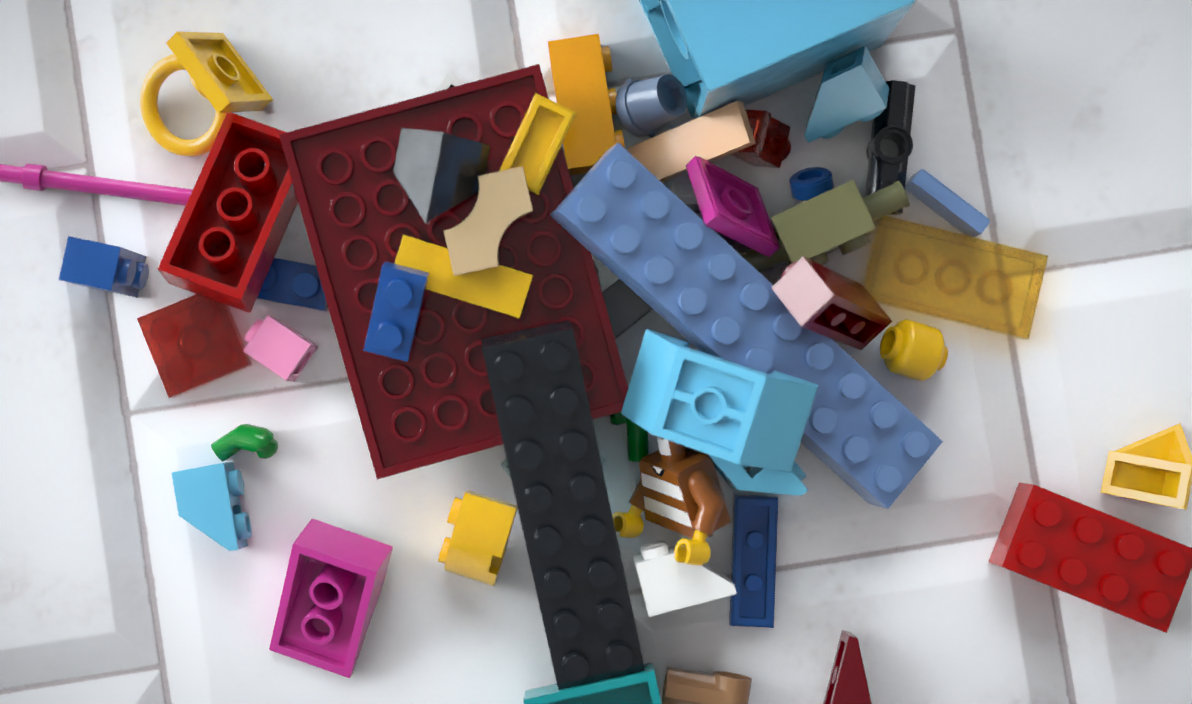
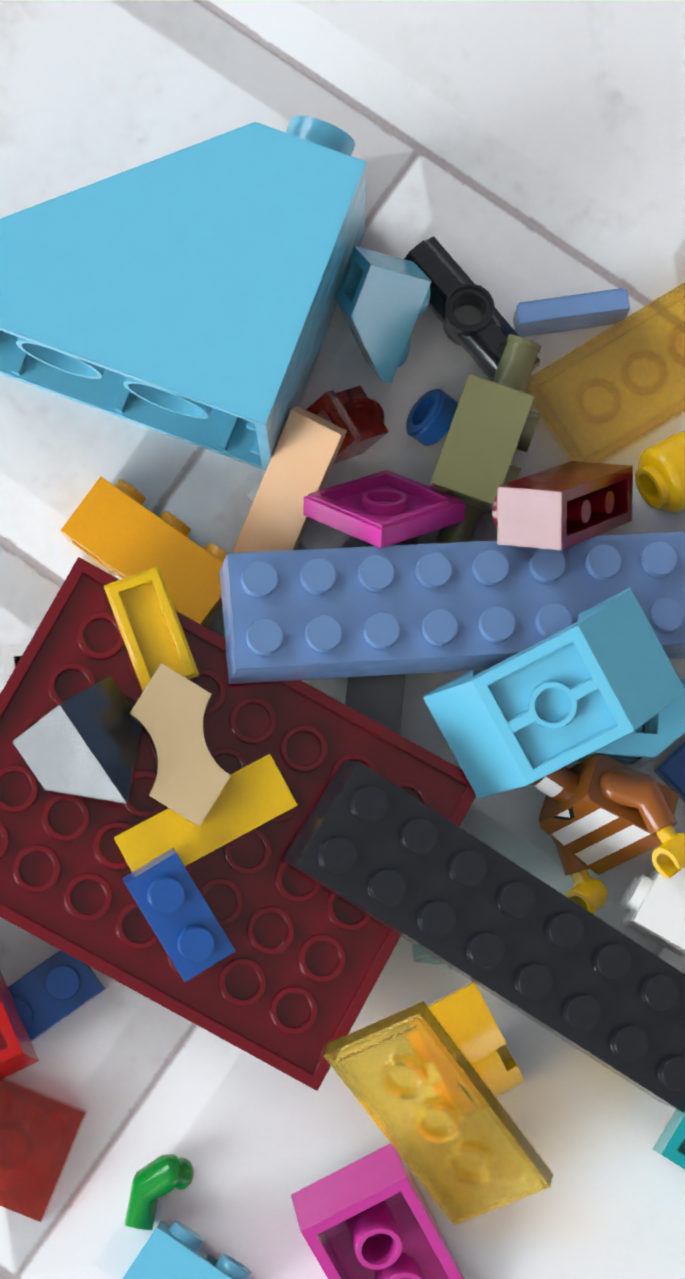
camera: 40 degrees left, 5 degrees down
(279, 347) = (96, 1066): bright pink brick -> none
(428, 556) = (438, 1113): none -> clear yellow tile
(636, 437) = (511, 808): green arm -> none
(650, 104) = (212, 492): sand blue piece -> none

